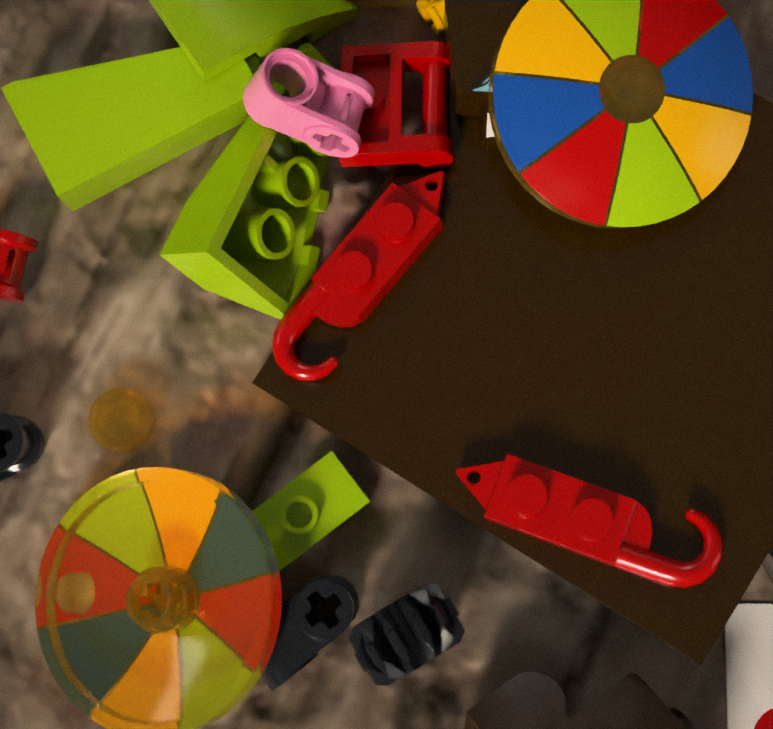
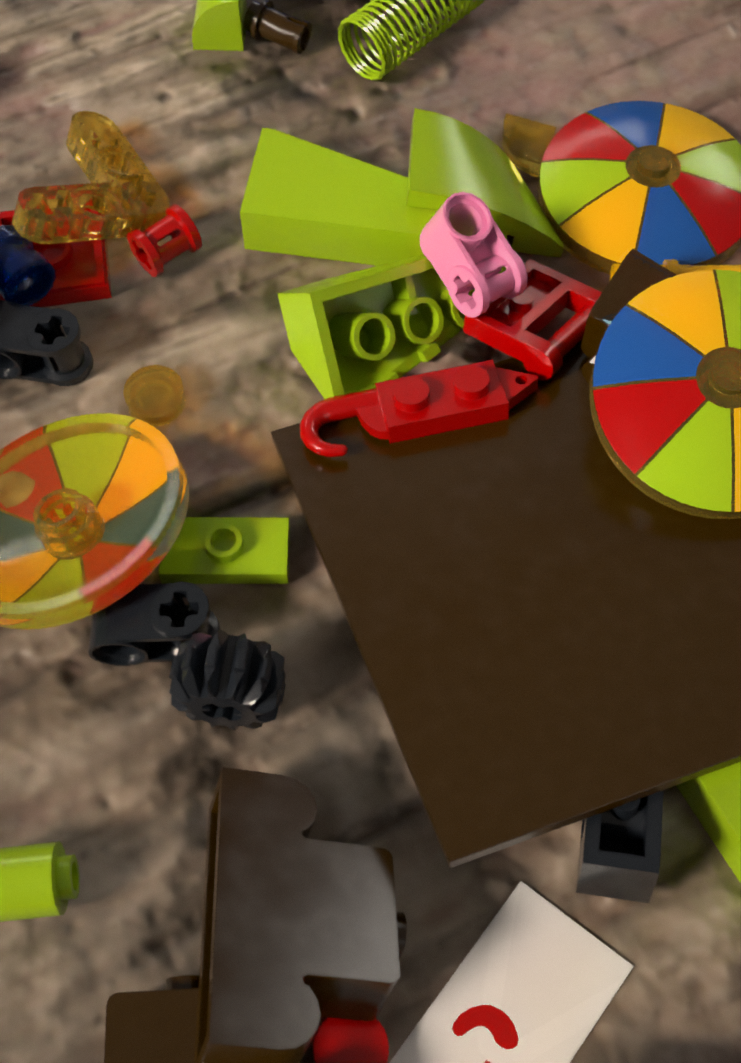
camera: 35 degrees right, 20 degrees down
(587, 520) = (446, 683): red plate -> none

